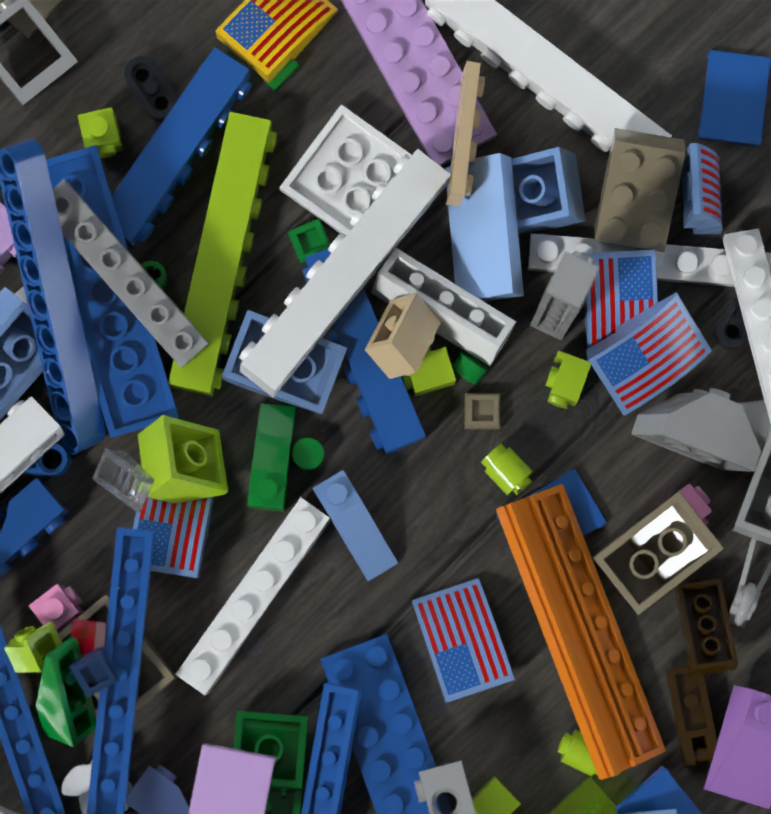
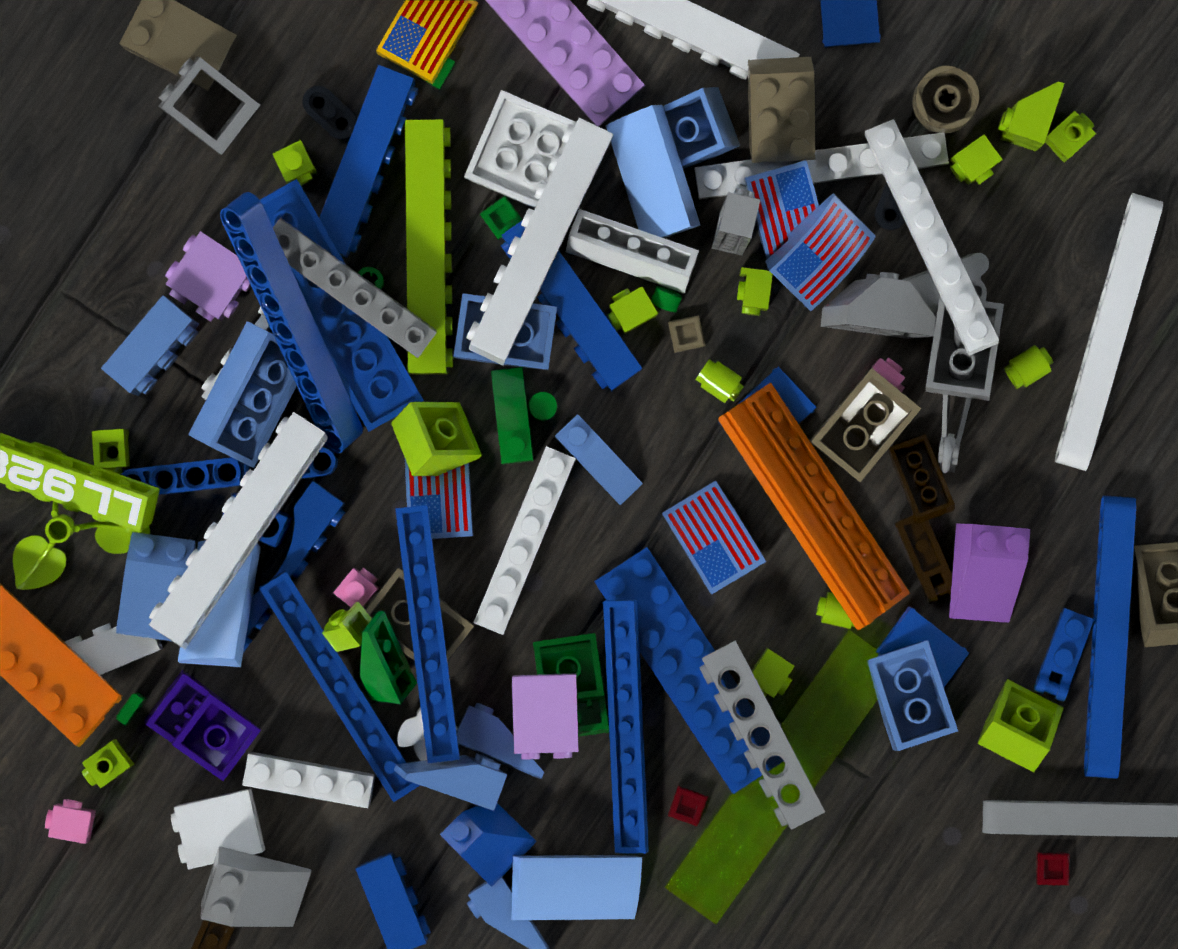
camera: 15 degrees left, 5 degrees up
(88, 634) = (394, 607): dark red tile -> none
(94, 671) = (406, 635): dark blue tile -> none
(112, 474) = (373, 458): clear slope -> none
(403, 336) = (603, 286): tan brick -> none
(463, 148) = (618, 106): tan plate -> none
(701, 190) = (836, 97): medium blue slope -> none

